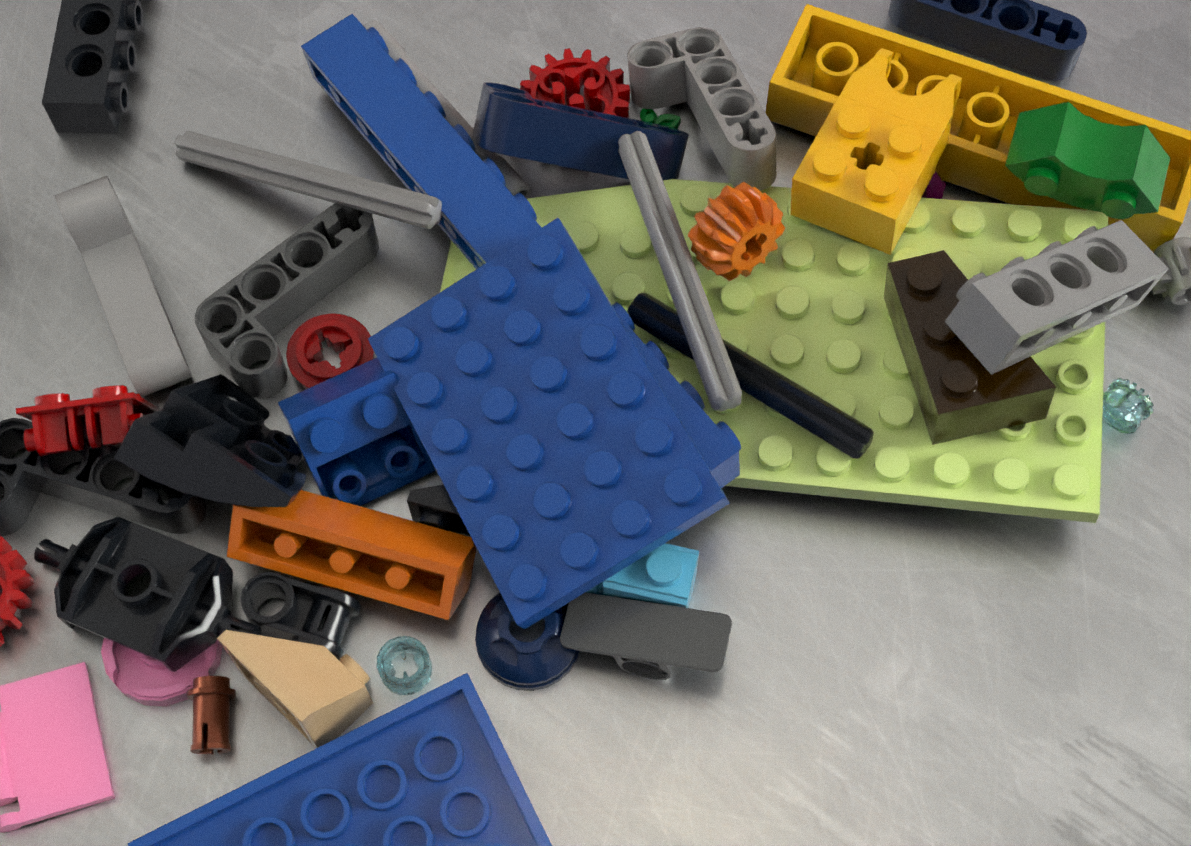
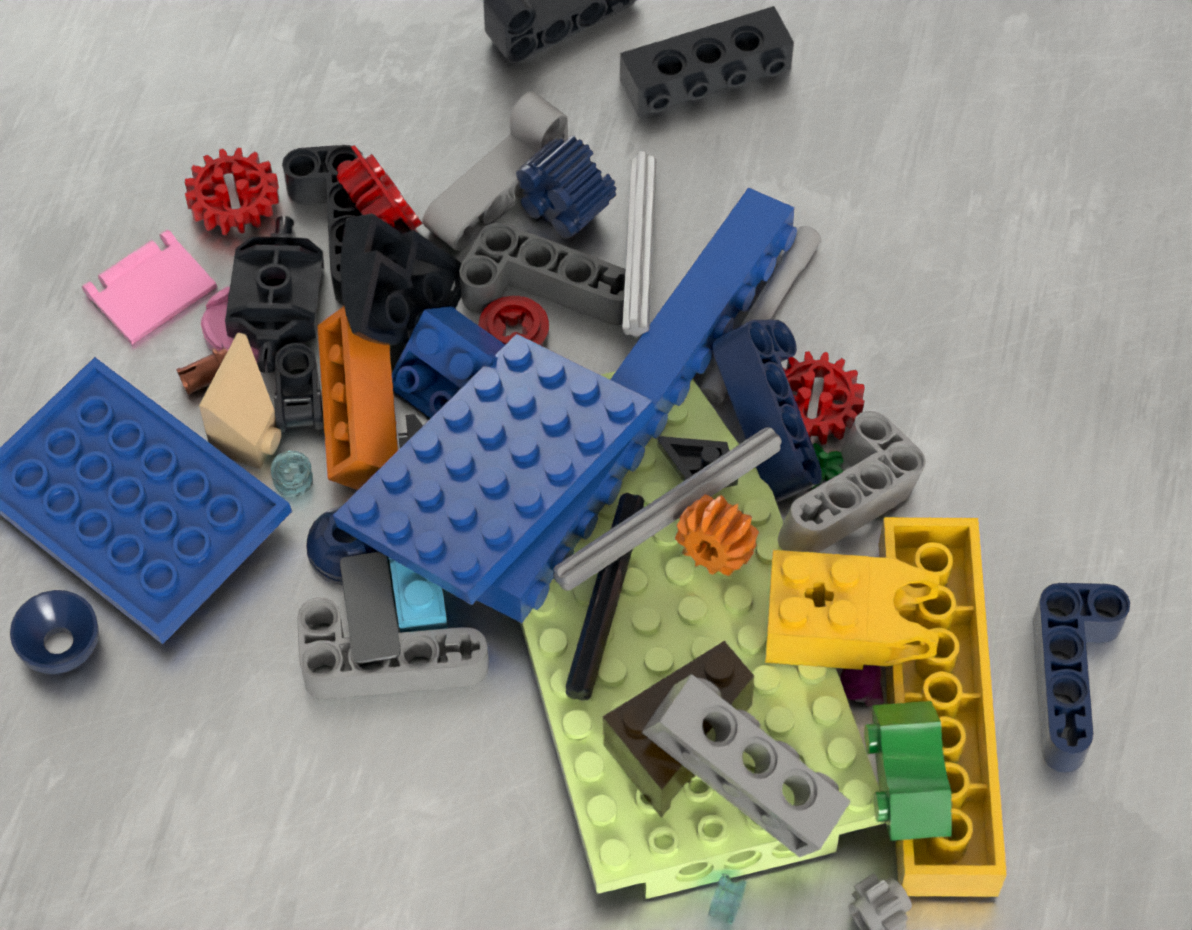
camera: 65 degrees right, 5 degrees down
(187, 222) = (564, 186): none -> dark blue brick
(614, 226) = (691, 455): none -> black piece
(690, 686) = (394, 674): none -> light grey beam

